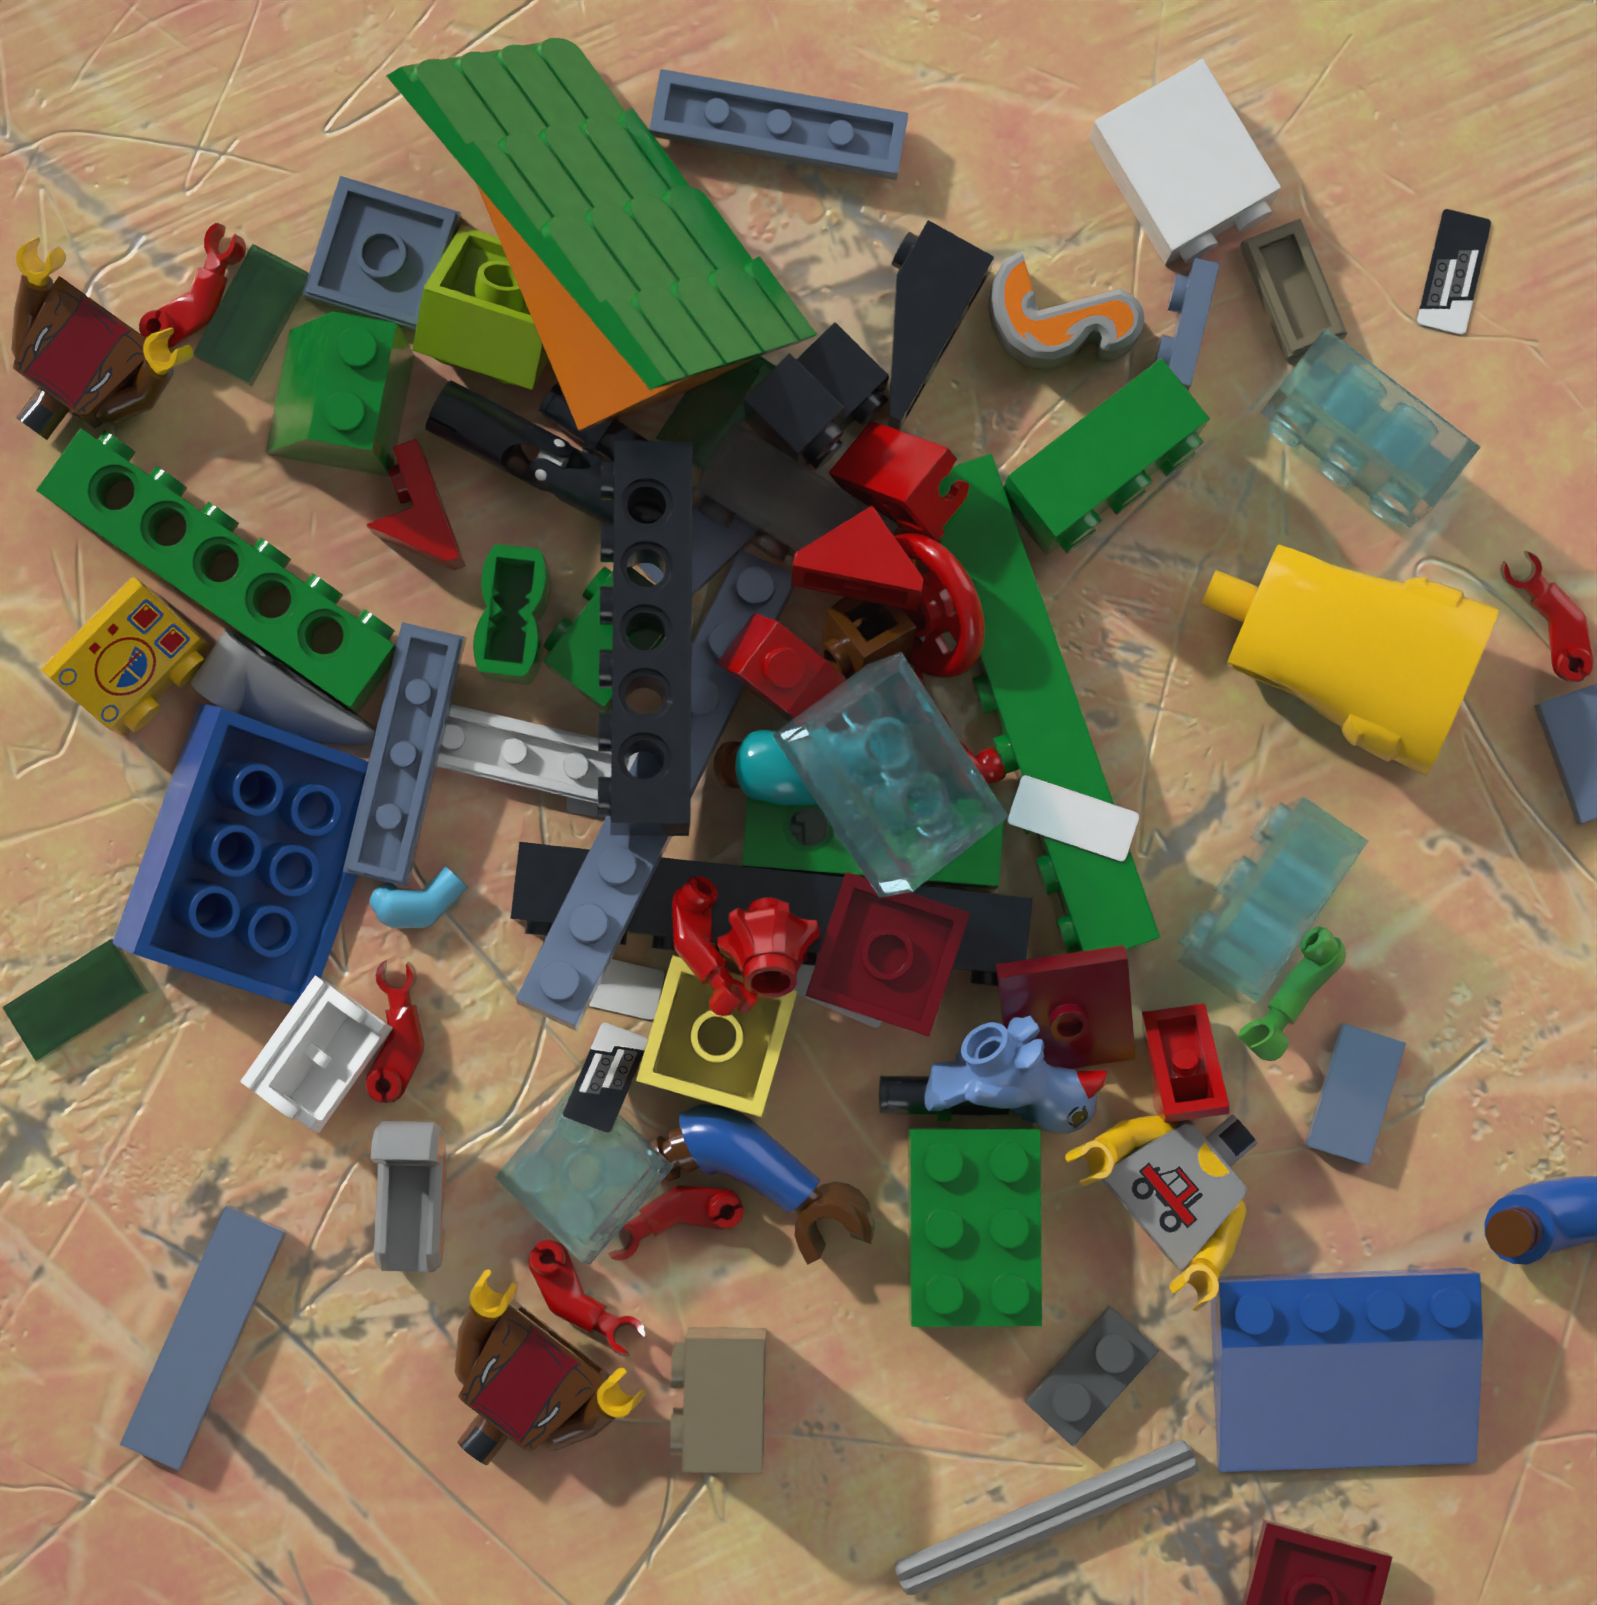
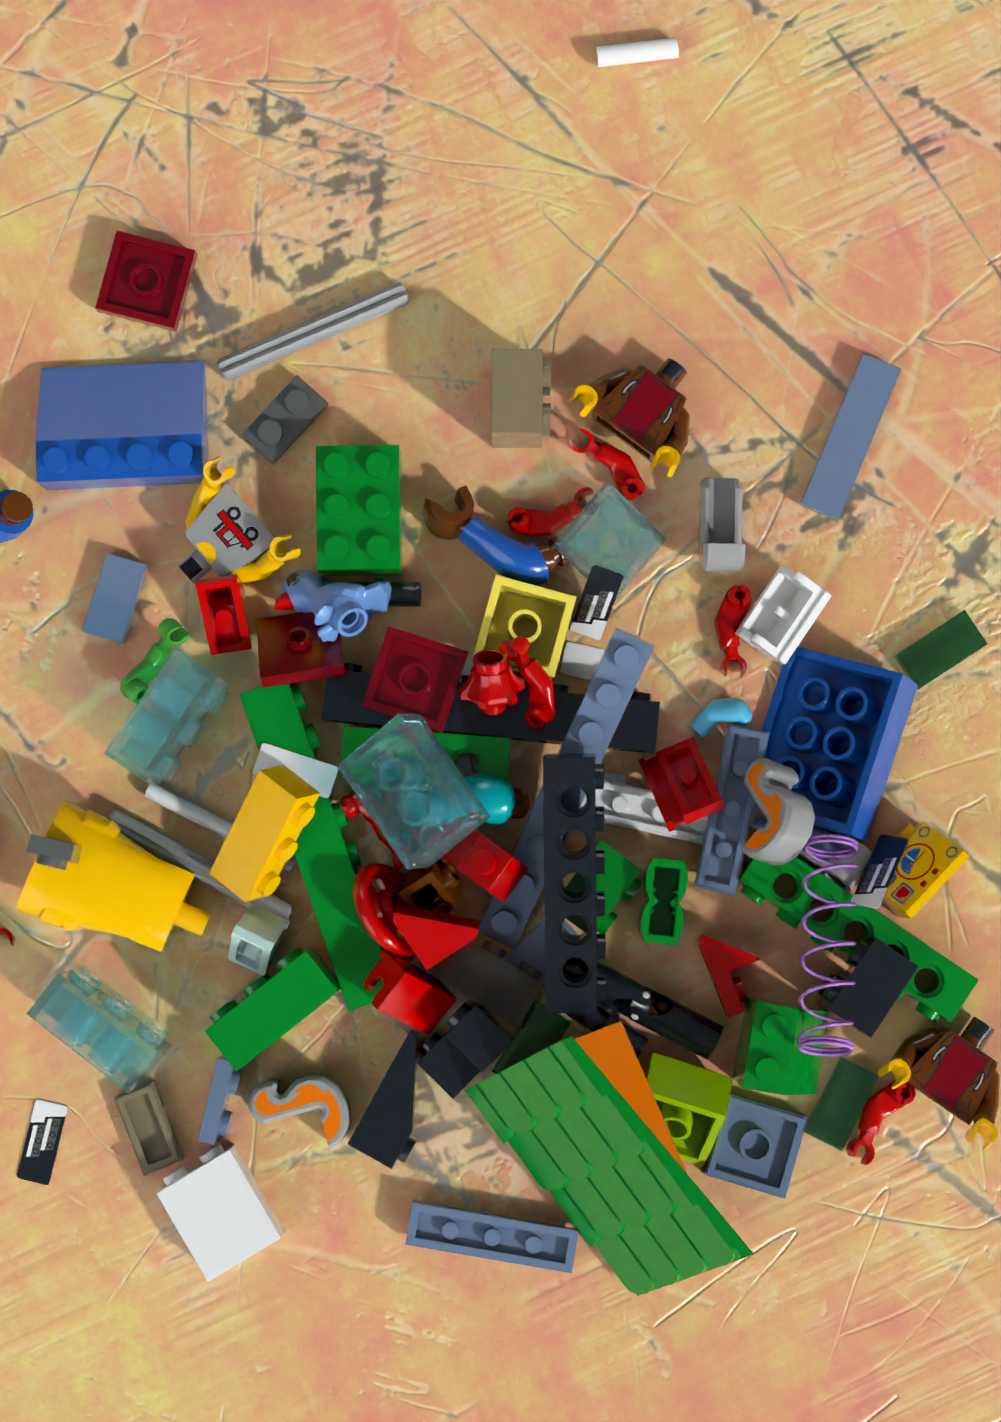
camera: 175 degrees left, 0 degrees up
(180, 654) = (879, 871): none -> sticker
(205, 476) = (879, 981): none -> black brick
(271, 380) = (820, 1039): none -> medium lavender piece
(317, 741) = (787, 812): none -> light grey animal
(479, 793) = (681, 784): none -> red plate
(1119, 720) = (265, 833): none -> yellow brick
(1130, 566) = (257, 939): none -> light aqua slope
(1187, 738) = (196, 814): none -> white bar
(1214, 676) = (187, 859): none -> light grey axle
(1443, 682) = (53, 852): none -> dark grey plate

